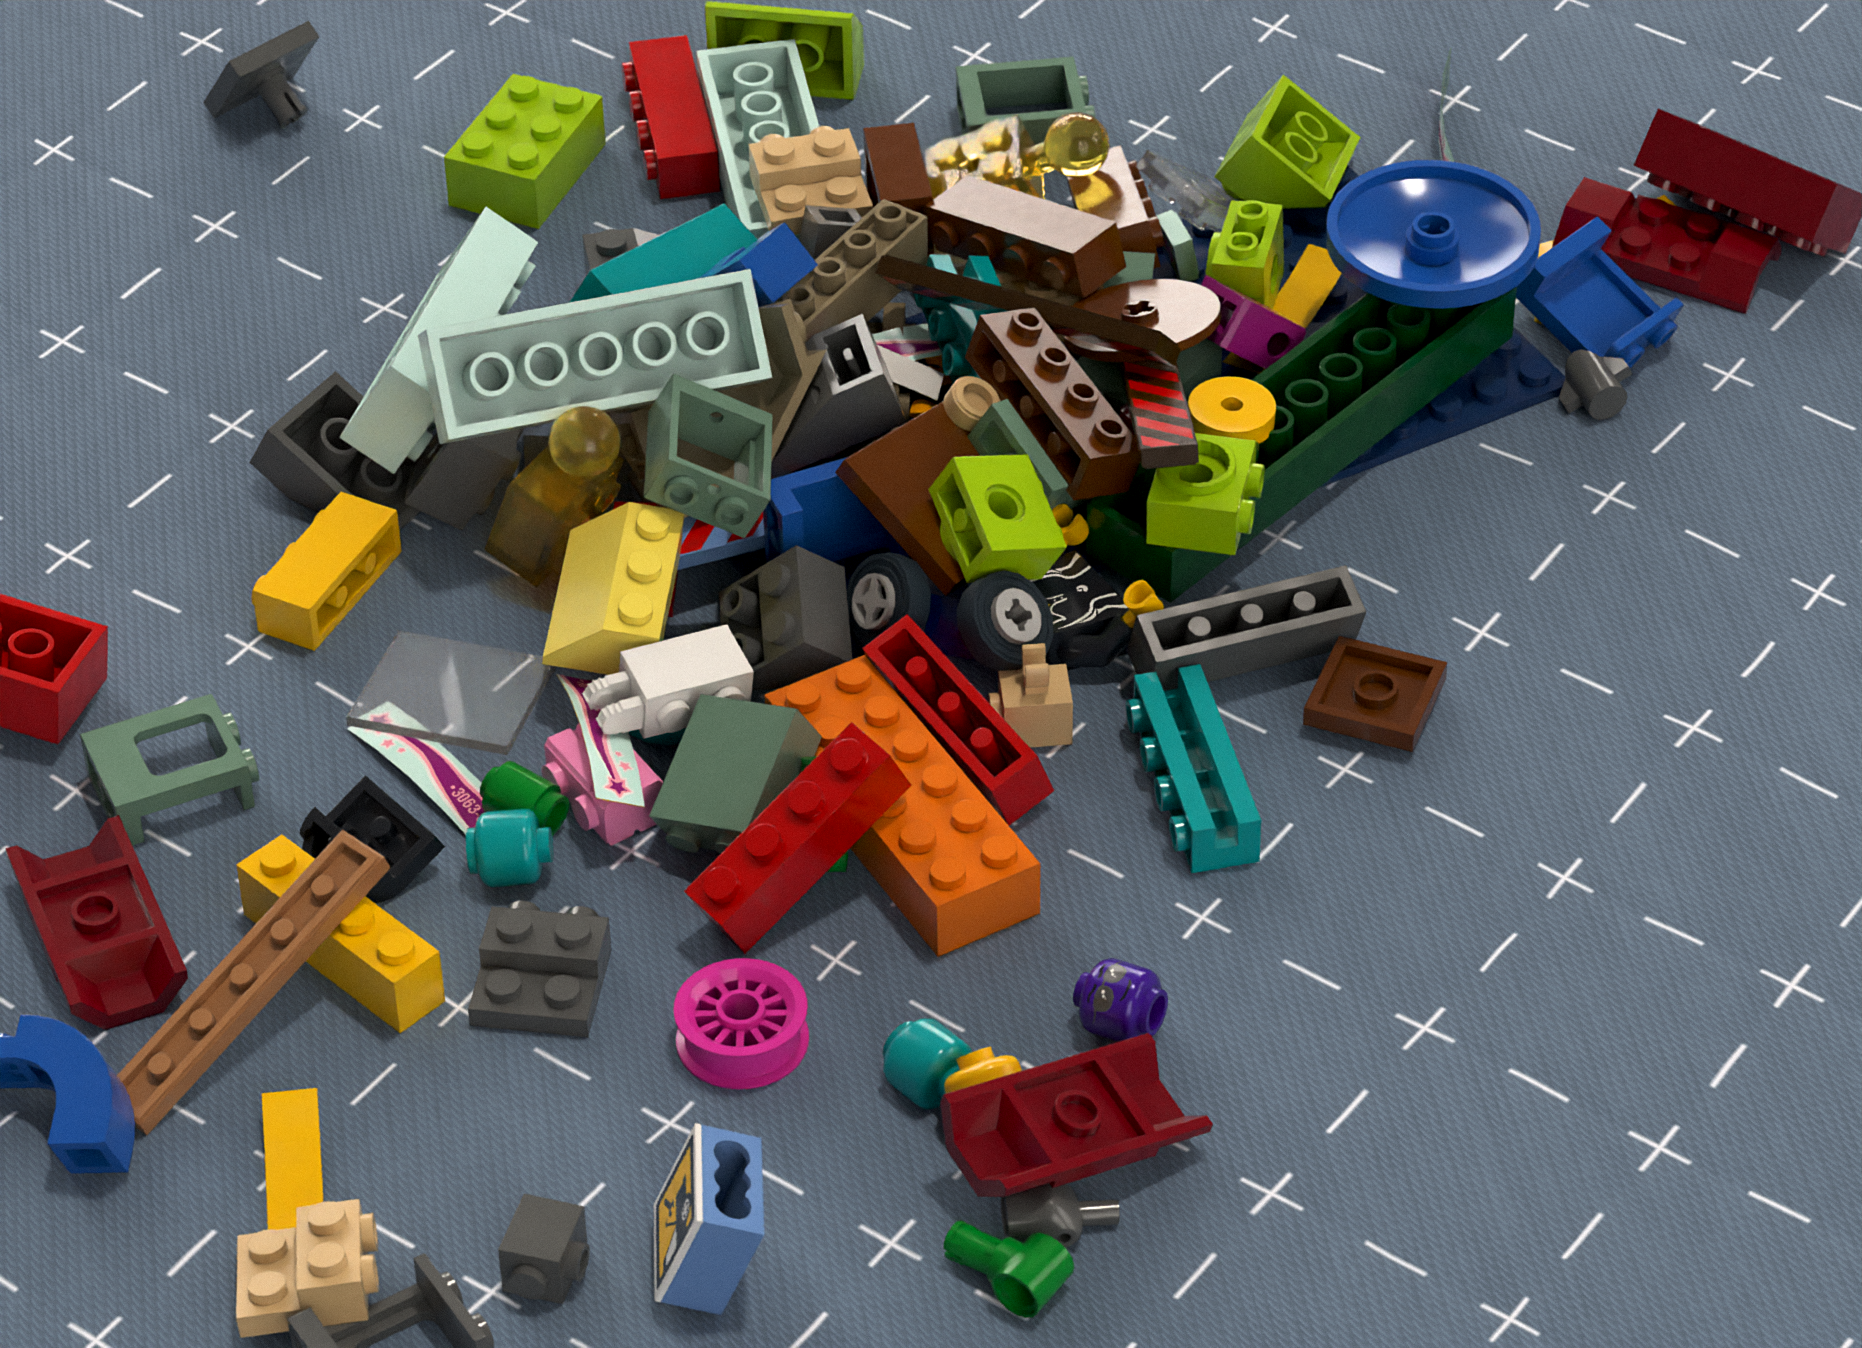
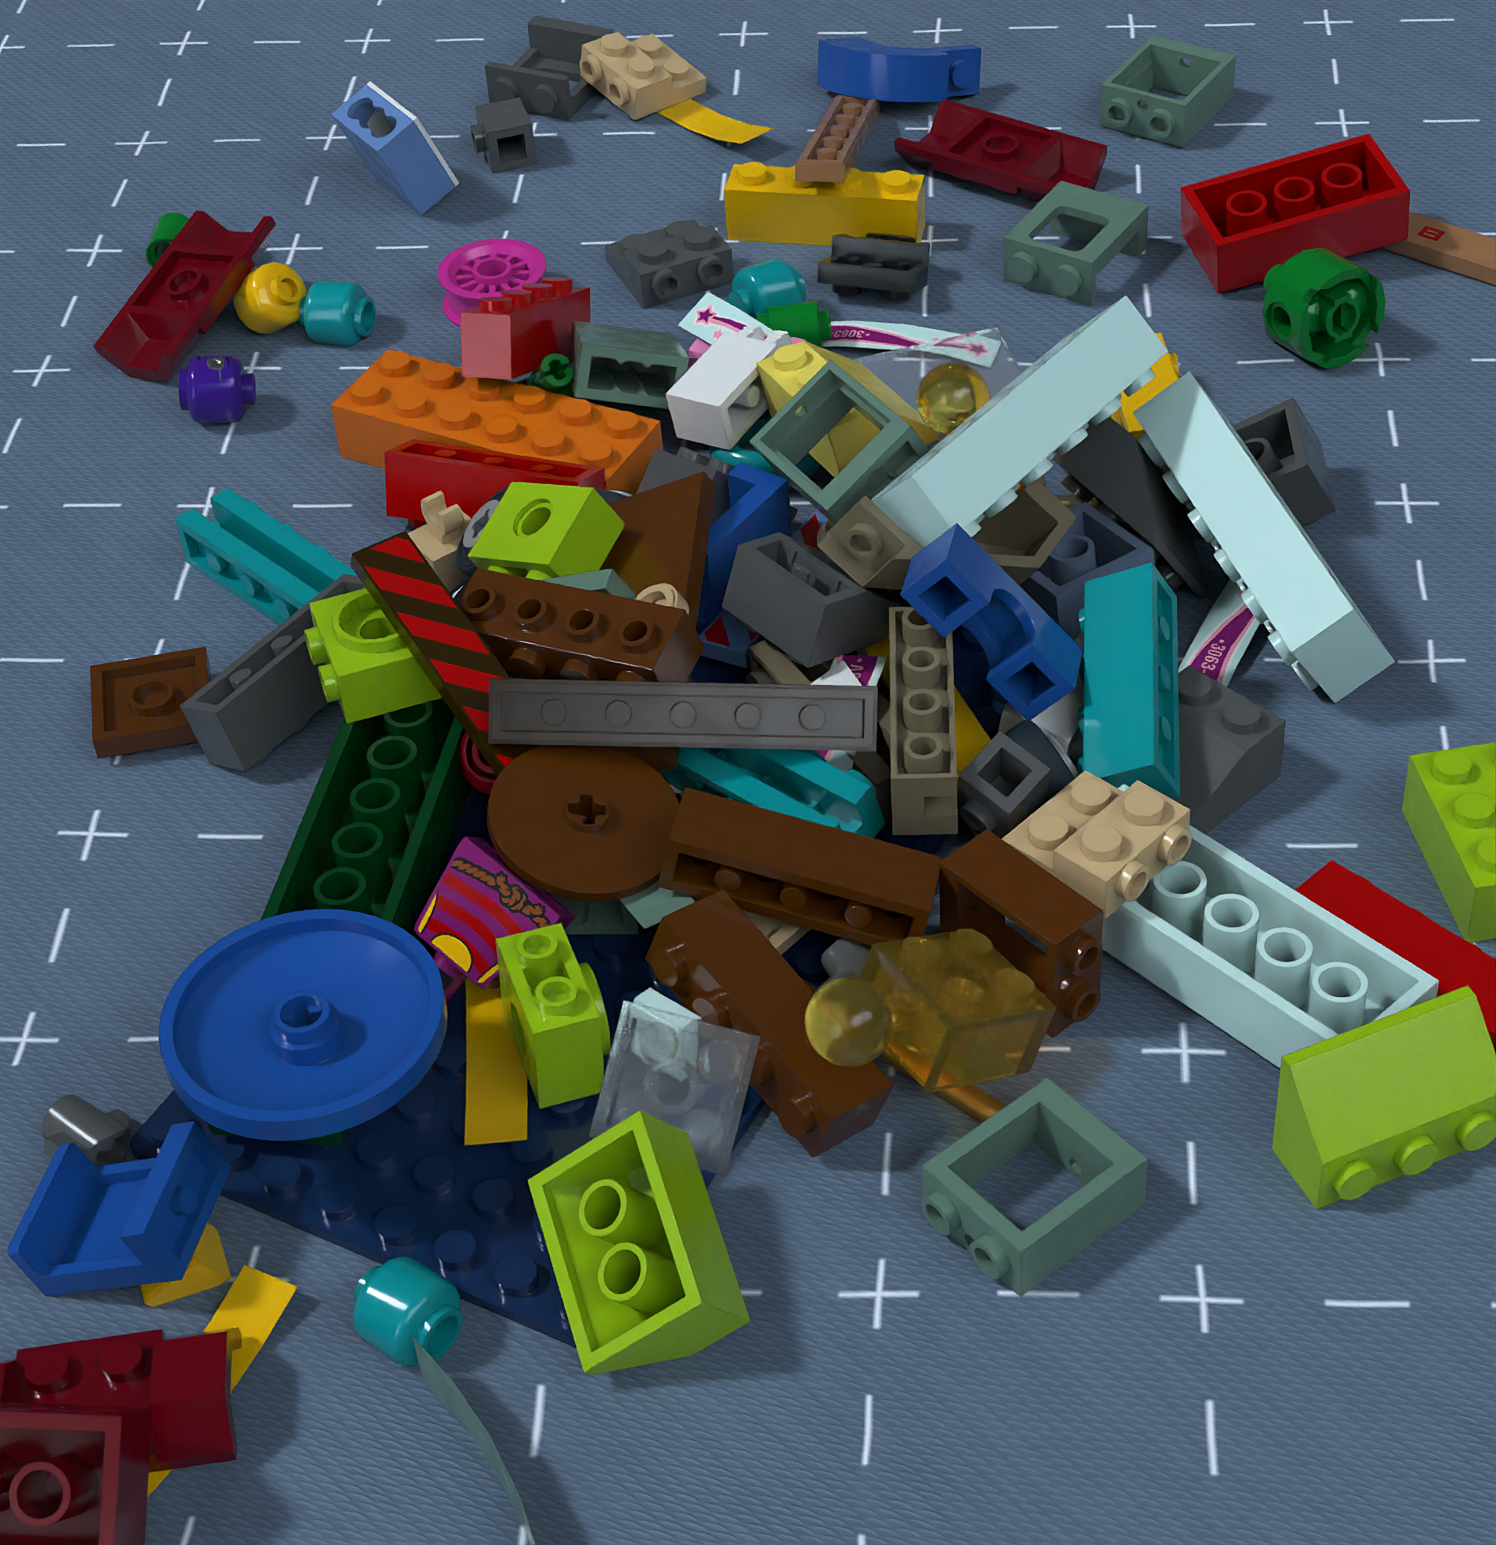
camera: 150 degrees right, 0 degrees up
(89, 555) = (1322, 307): none -> green brick
(1232, 409) = (417, 771): yellow piece -> none

